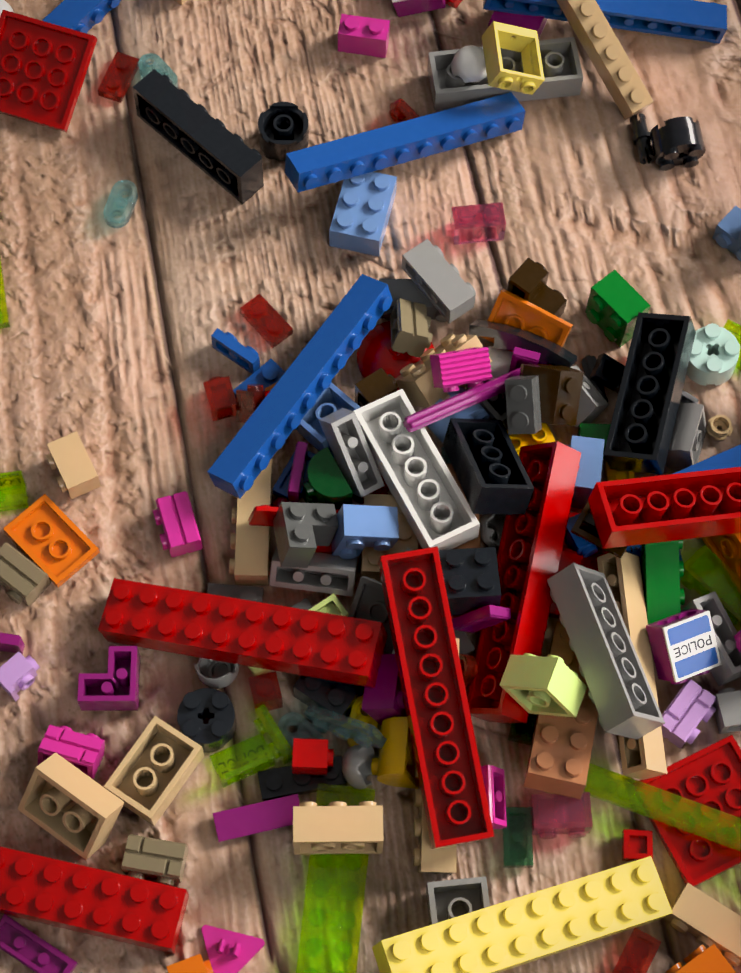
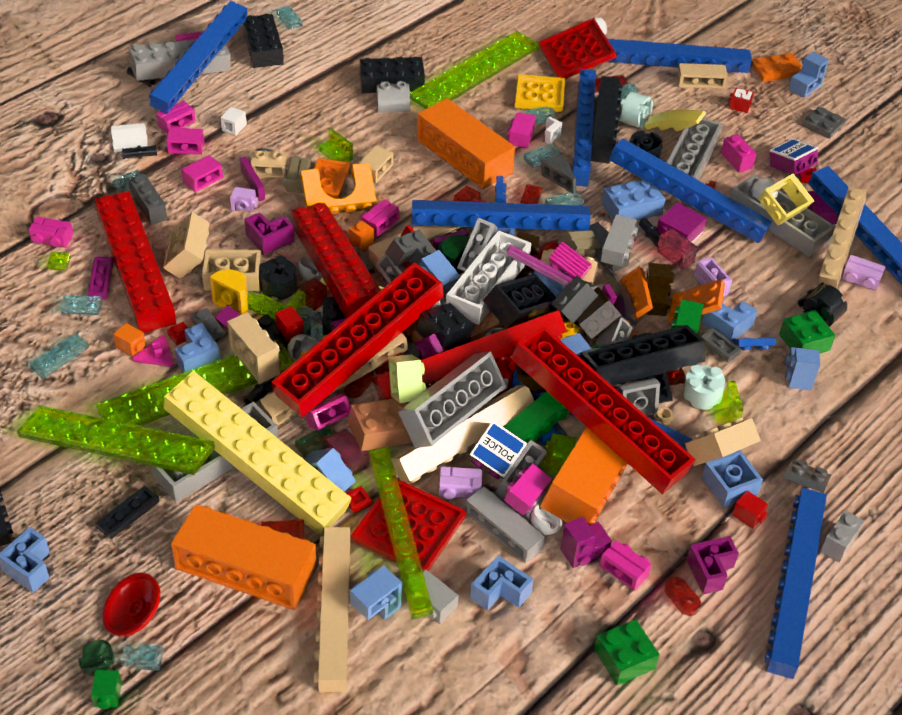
camera: 55 degrees right, 20 degrees down
(76, 171) = (540, 92): none -> yellow plate
(79, 749) = (219, 235): dark pink brick -> none
(118, 330) = (465, 143): none -> orange brick
(124, 521) = (361, 198): none -> light orange arch
(134, 243) = (521, 129): none -> dark pink brick
(154, 859) = (184, 296): dark tan brick -> none
(162, 203) = (553, 130): none -> white bracket
(186, 168) = (584, 127): none -> blue brick
(198, 568) = (361, 235): none -> orange brick
(200, 254) = (535, 157): none -> clear light blue plate
(201, 795) = (230, 289): none -> yellow brick
(206, 87) = (635, 109): none -> light aqua brick
(213, 901) = (177, 333): none -> red plate
(222, 858) = (205, 316): none -> dark grey plate
(252, 256) = (559, 171): none -> dark grey slope
(266, 62) = (675, 118): none -> light yellow slope
(276, 892) = (199, 349): none -> medium blue brick
(304, 287) = (565, 199): none -> clear light blue plate
(328, 81) = (696, 147): none -> light grey brick
(390, 862) = (258, 392): none -> black axle
(424, 228) = (650, 230): none -> black axle
(439, 188) = (682, 220): none -> magenta piece
(555, 222) = (708, 270): none -> lavender brick
(580, 856) = (330, 465): none -> brick
(584, 265) = (708, 294): none -> orange plate
(631, 255) = (731, 322): none -> medium blue brick
(652, 59) = (863, 272): none -> lavender brick
(658, 289) = (721, 345): none -> dark grey plate
(674, 252) = (762, 343): none -> blue plate
(701, 192) = (807, 332): none -> green brick

